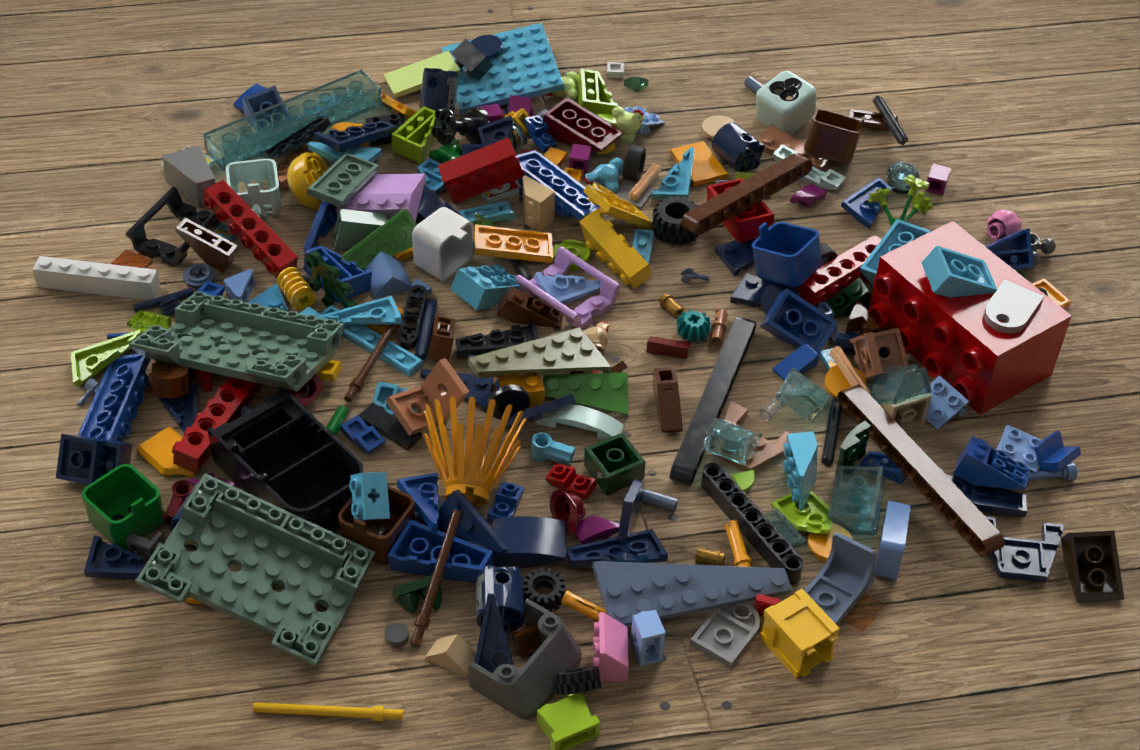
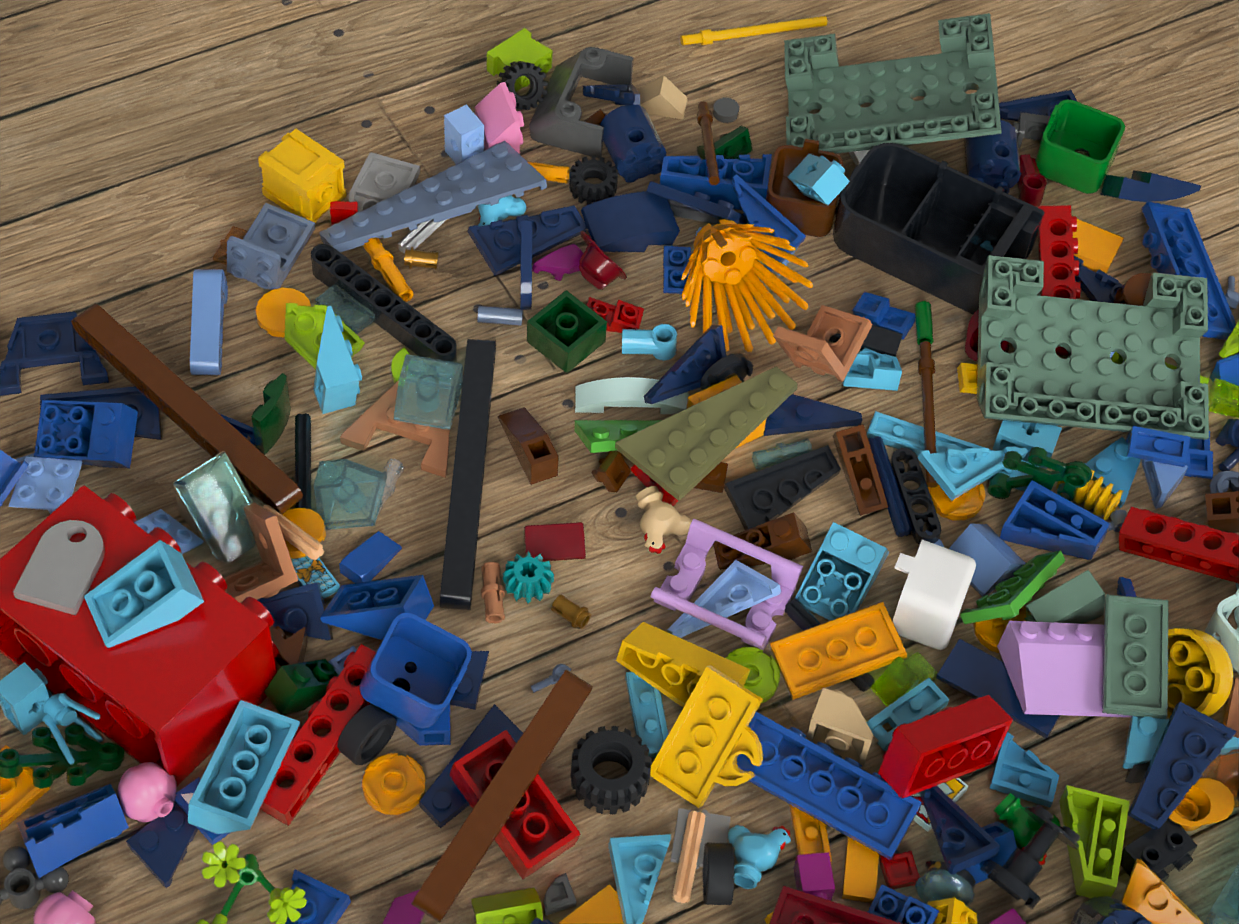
camera: 160 degrees right, 10 degrees up
(235, 288) = (1158, 446): none -> blue panel
(858, 499) = (255, 353): clear light blue slope -> none

